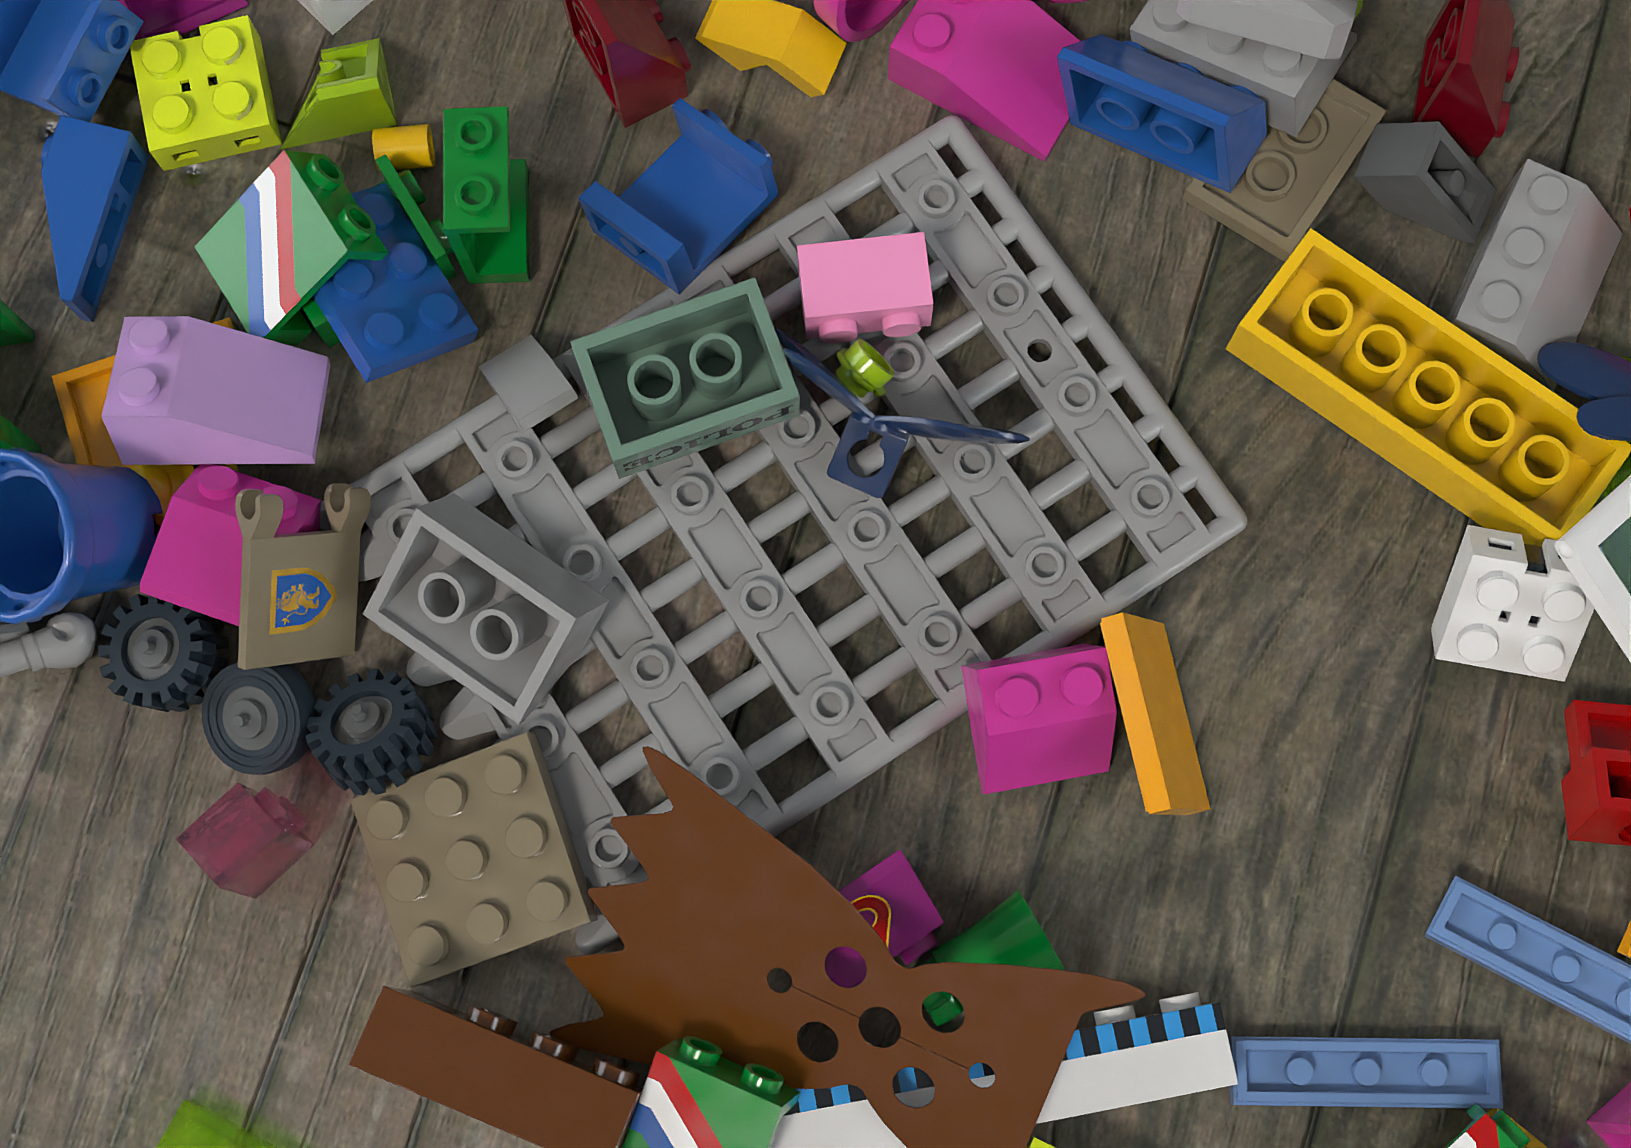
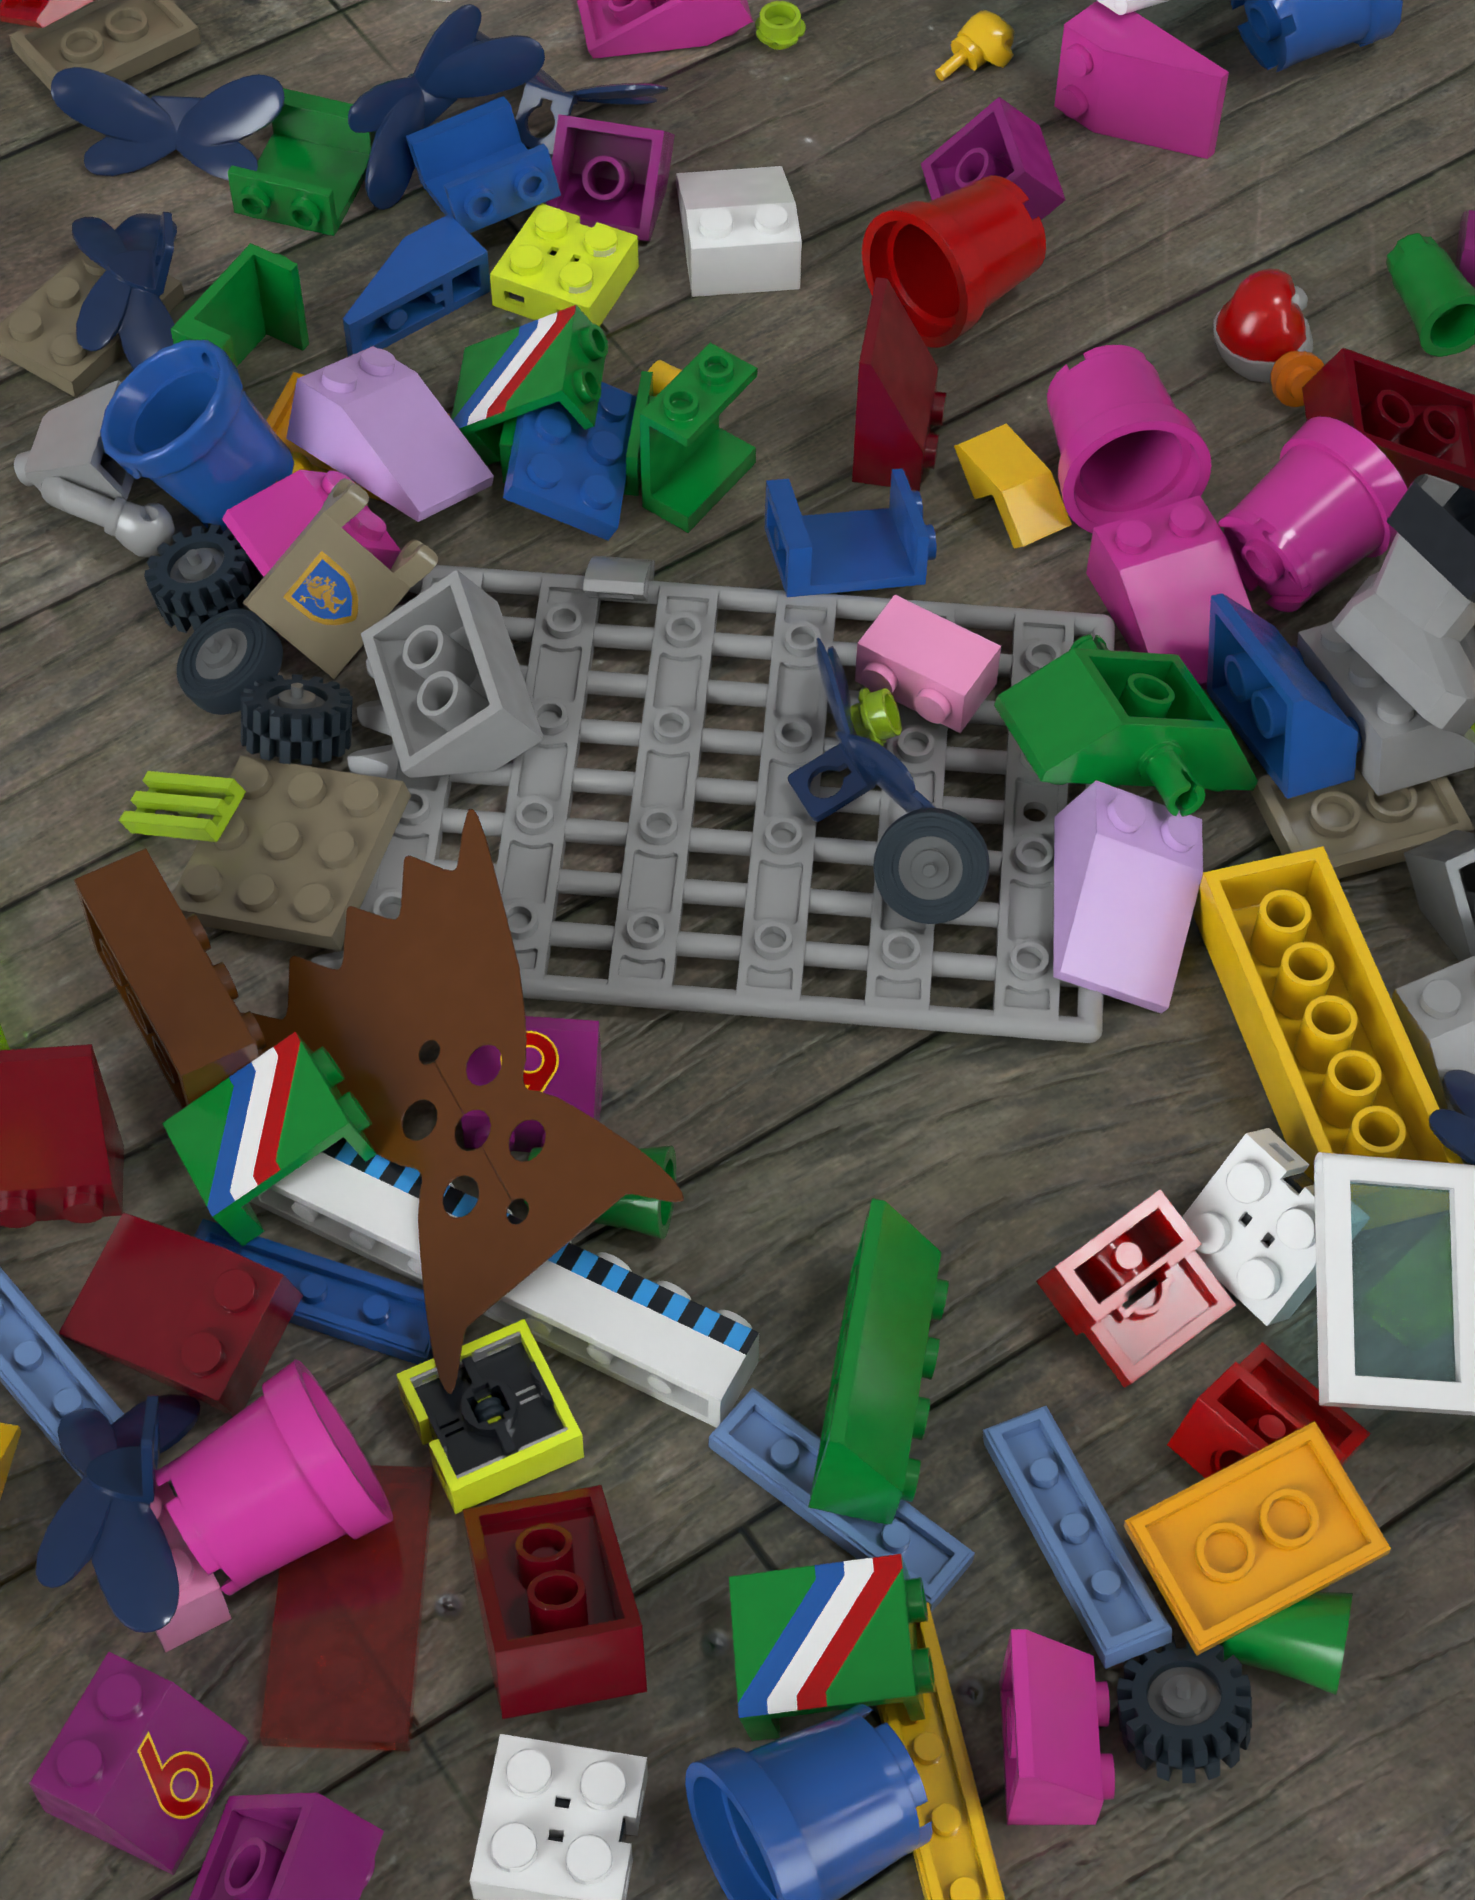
camera: 35 degrees right, 20 degrees down
(247, 839) = (144, 719): clear pink brick -> none
(306, 899) = (187, 796): none -> lime tile
(346, 97) = (661, 331): lime slope -> none
(687, 377) = (731, 630): sand green brick -> none
(1025, 481) = (931, 865): none -> black wheel
(1041, 716) = (800, 1044): dark pink slope -> none
(1069, 232) = (1124, 724): none -> green slope
(1154, 715) = (892, 1100): light orange tile -> none
(1178, 383) = (1123, 894): none -> lavender slope
(1330, 963) = (879, 1371): none -> green slope
(1448, 726) = (1118, 1262): none -> brick

